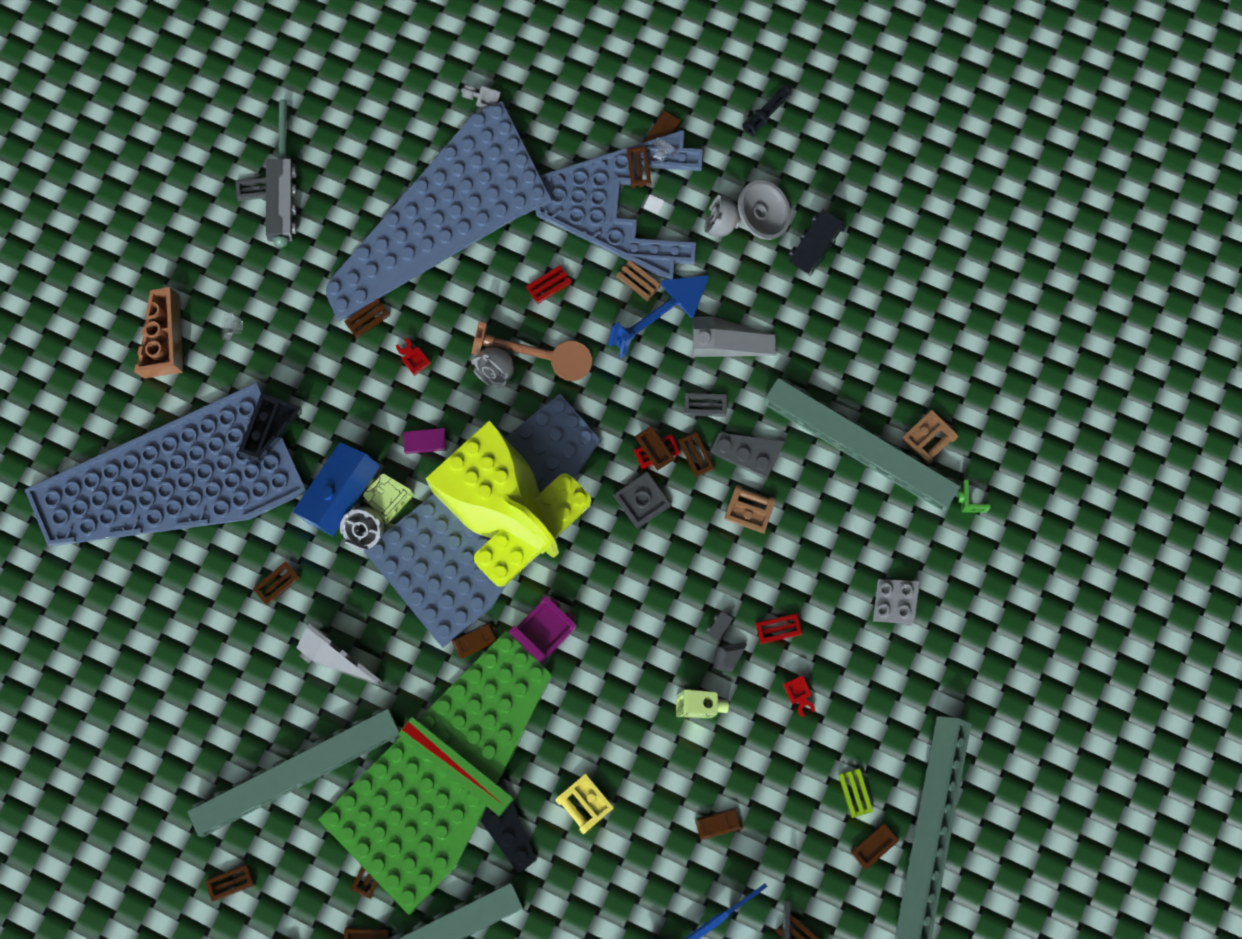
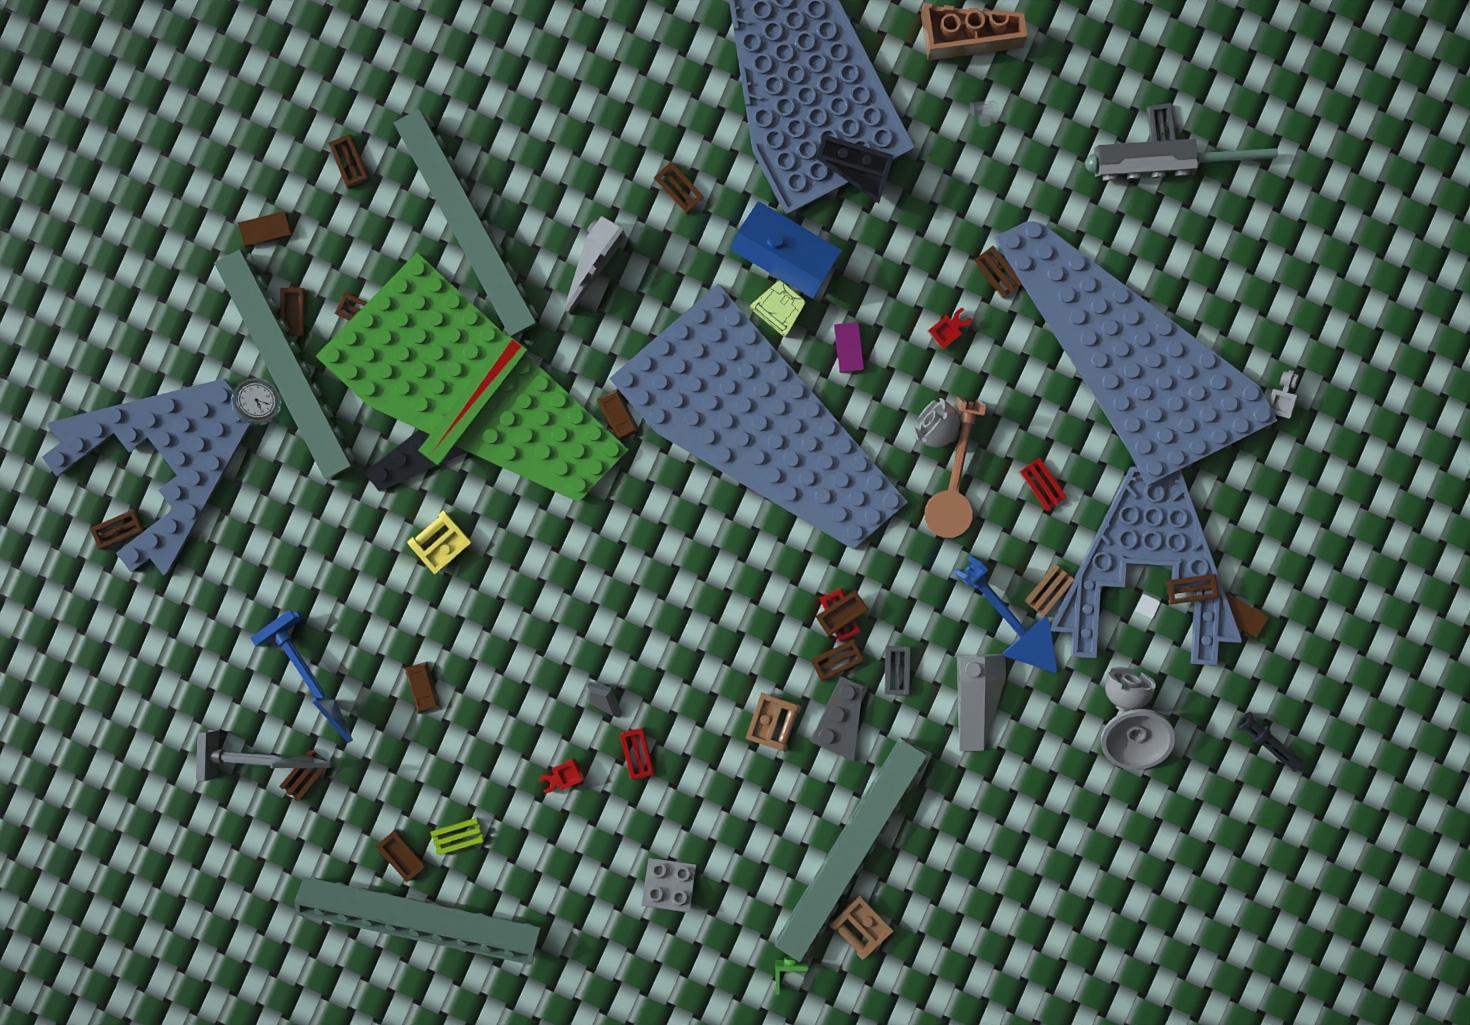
camera: 85 degrees right, 15 degrees up
(362, 528) = (740, 282): light grey cylinder -> none
(499, 498) = (775, 438): neon yellow brick -> none
(544, 629) = (630, 491): magenta panel -> none
(642, 500) = (782, 598): dark grey tile -> none
(664, 149) = (1214, 620): clear tile -> none
(690, 704) = (547, 659): yellowish green torso -> none
(719, 627) = (637, 688): dark grey piece -> none
(816, 242) = (1097, 800): black wedge -> none

